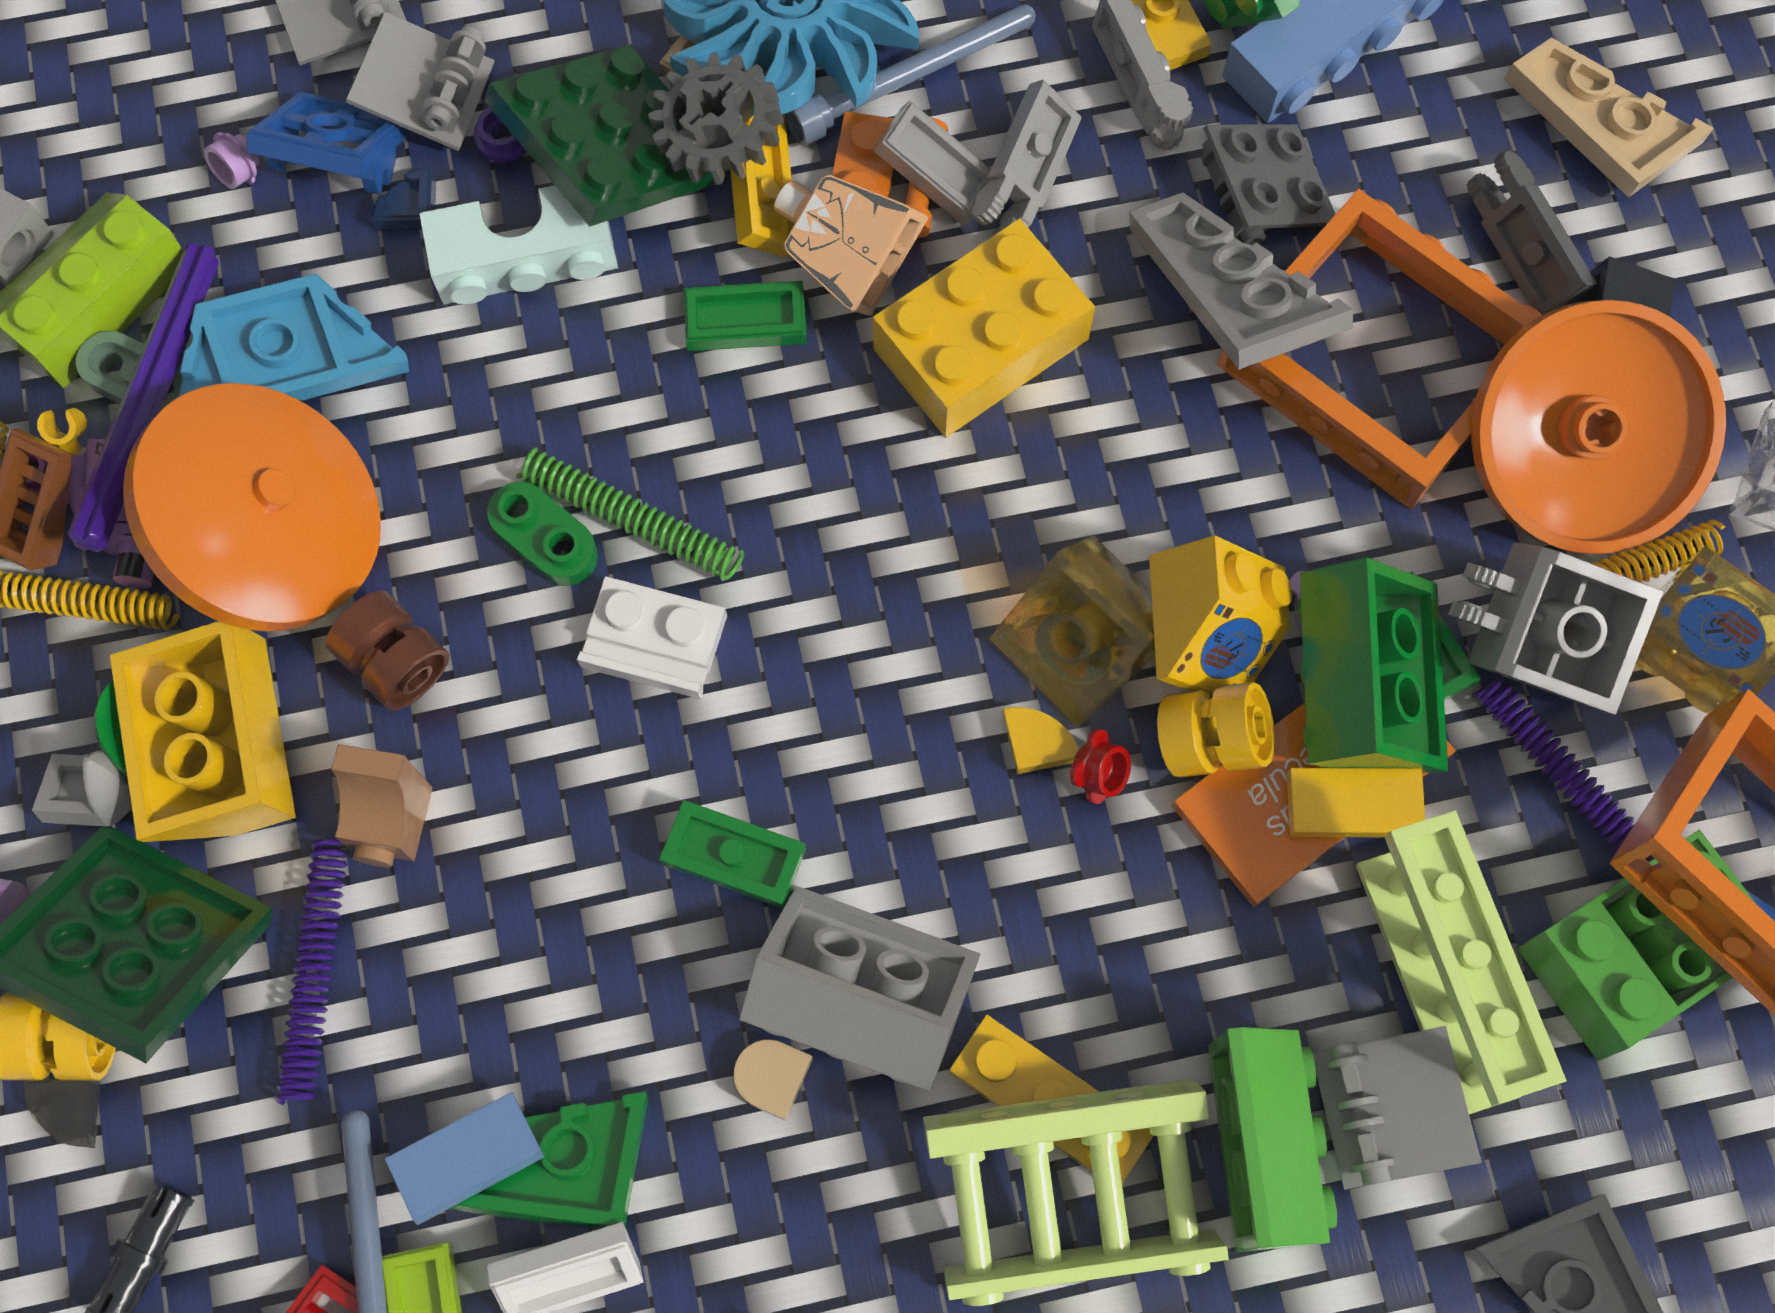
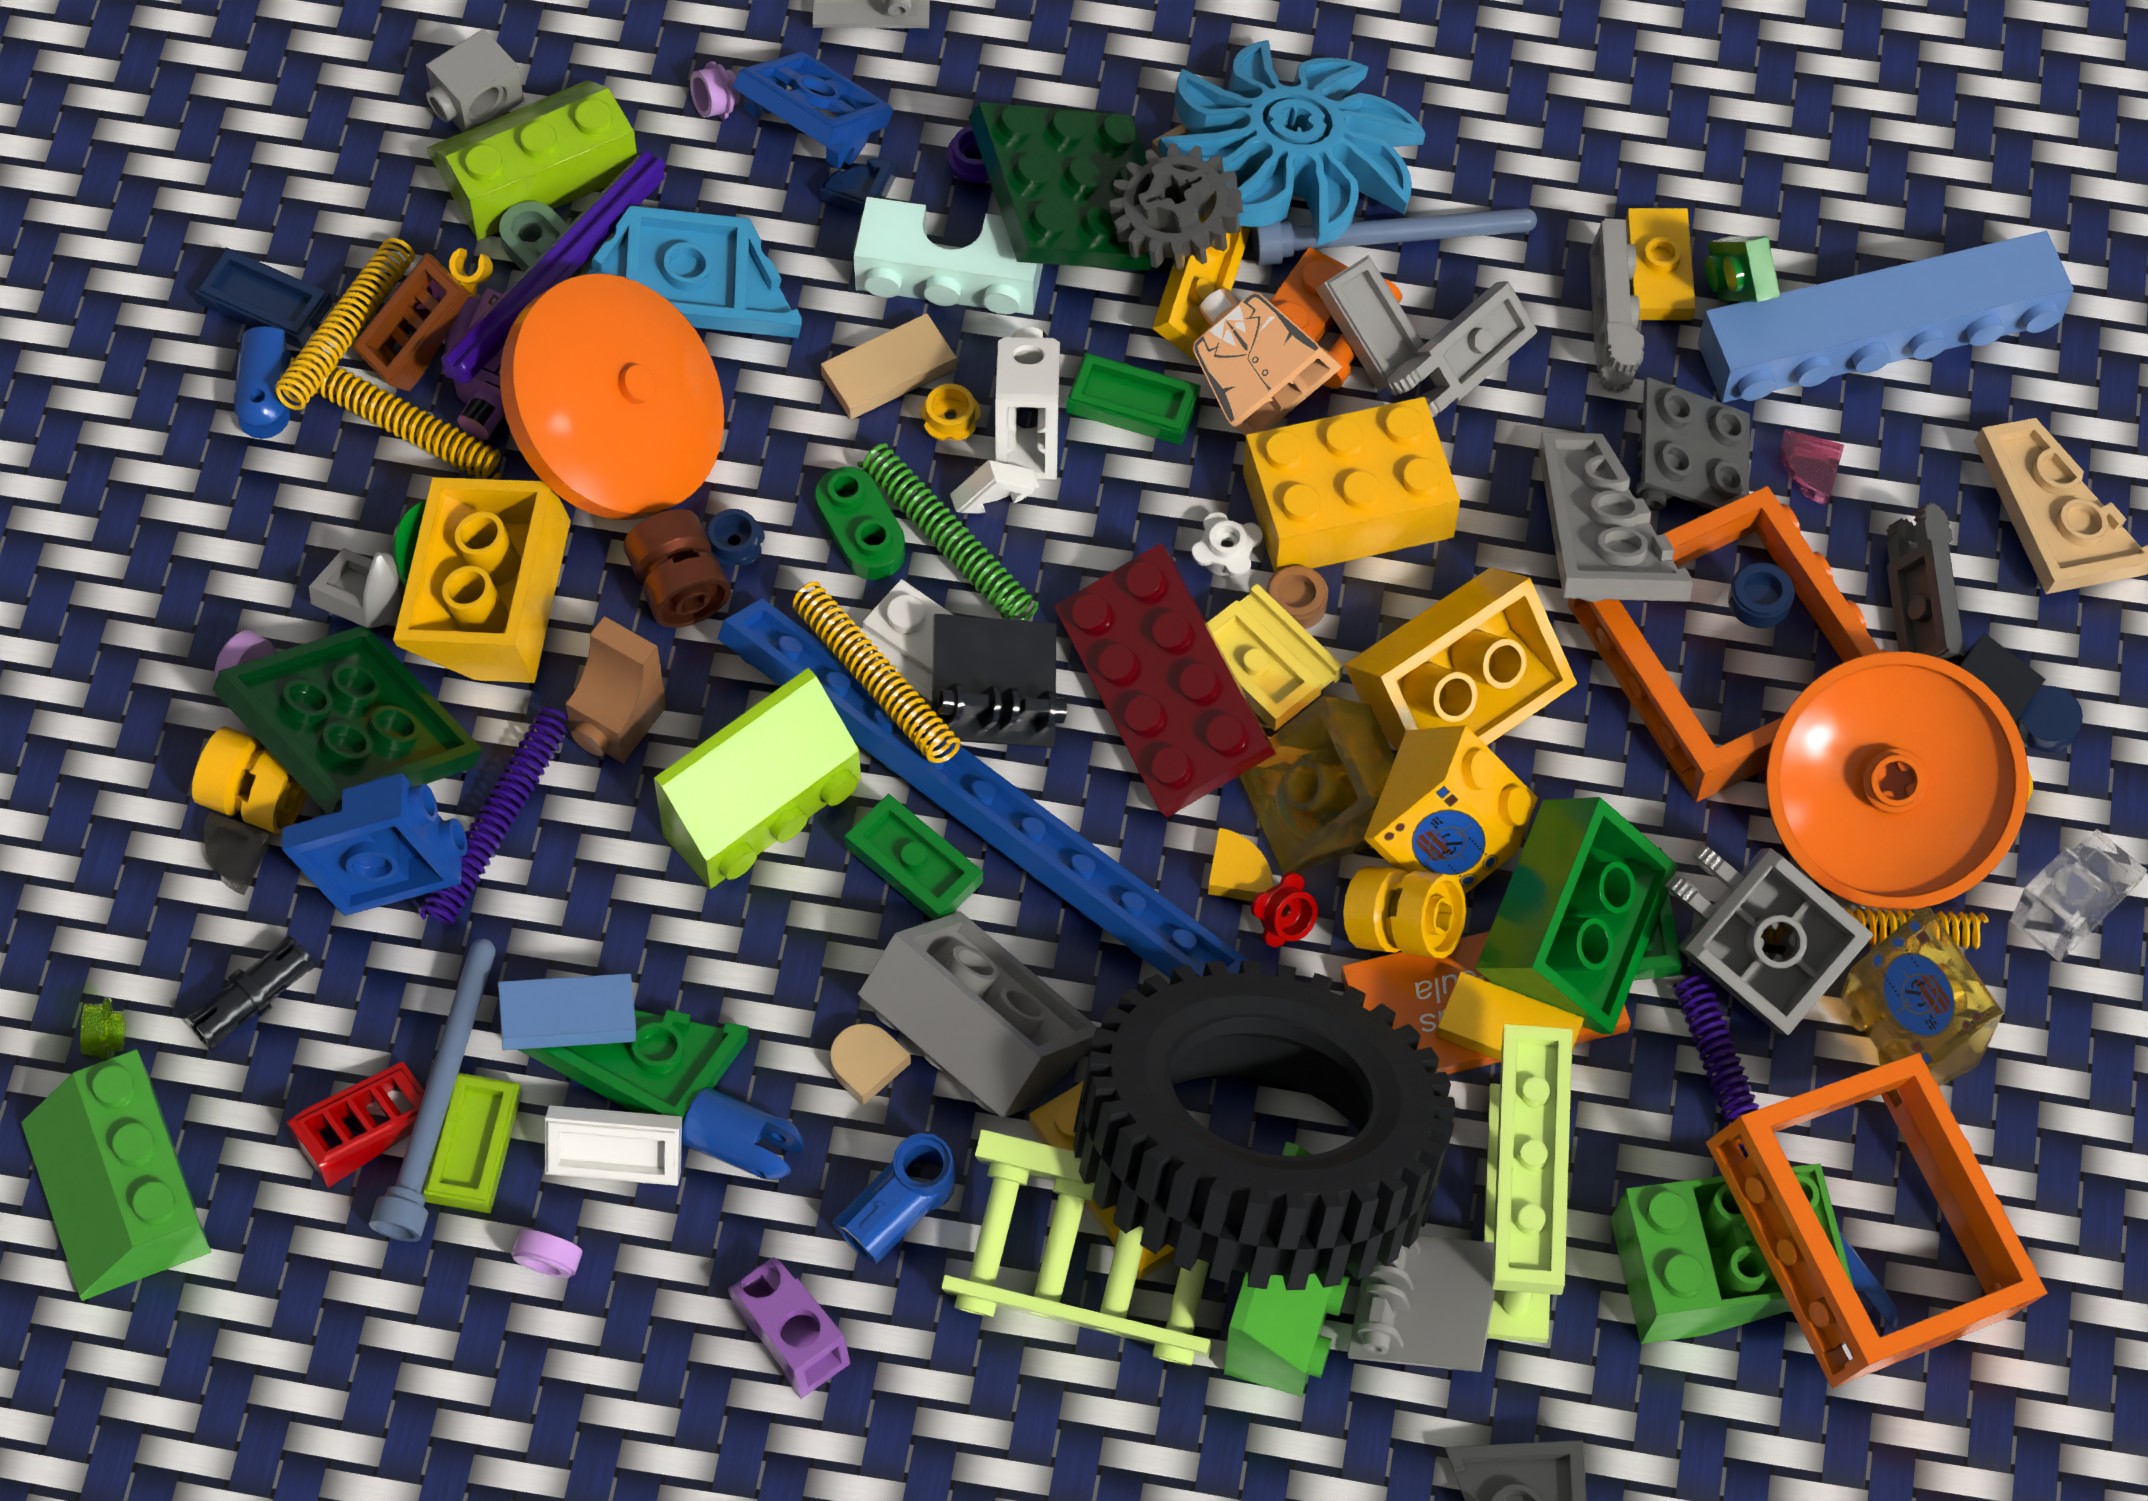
camera: 20 degrees right, 10 degrees down
(206, 1065) = (379, 846): none -> blue plate
(419, 585) = (739, 525): none -> dark blue plate
(423, 79) = (922, 79): light grey hinge -> none
(506, 369) = (888, 366): none -> tan tile
(555, 841) = (757, 780): none -> slope
(583, 379) = (946, 400): none -> yellow plate
(648, 342) = (1028, 378): none -> white torso
(651, 448) = (992, 483): none -> white tile
(675, 1206) = (732, 1128): none -> blue piece
(708, 728) = (879, 697): none -> yellow piece
(736, 647) = (996, 680): none -> black hinge
(775, 770) = (986, 803): none -> blue plate
(860, 1221) = (894, 1201): none -> blue piece
(893, 583) = (1164, 680): none -> dark red plate
(896, 442) = (1226, 560): none -> white plate
(974, 522) = (1272, 657): none -> light yellow plate
(975, 452) = (1300, 593): none -> medium nougat tile
(1158, 463) = (1468, 660): none -> yellow slope
(1176, 1128) = (1244, 1204): none -> black tyre
(1373, 151) = (1811, 463): none -> clear pink tile
(1402, 295) = (1761, 595): none -> dark blue tile
(1692, 307) = (2050, 719): none -> dark blue tile

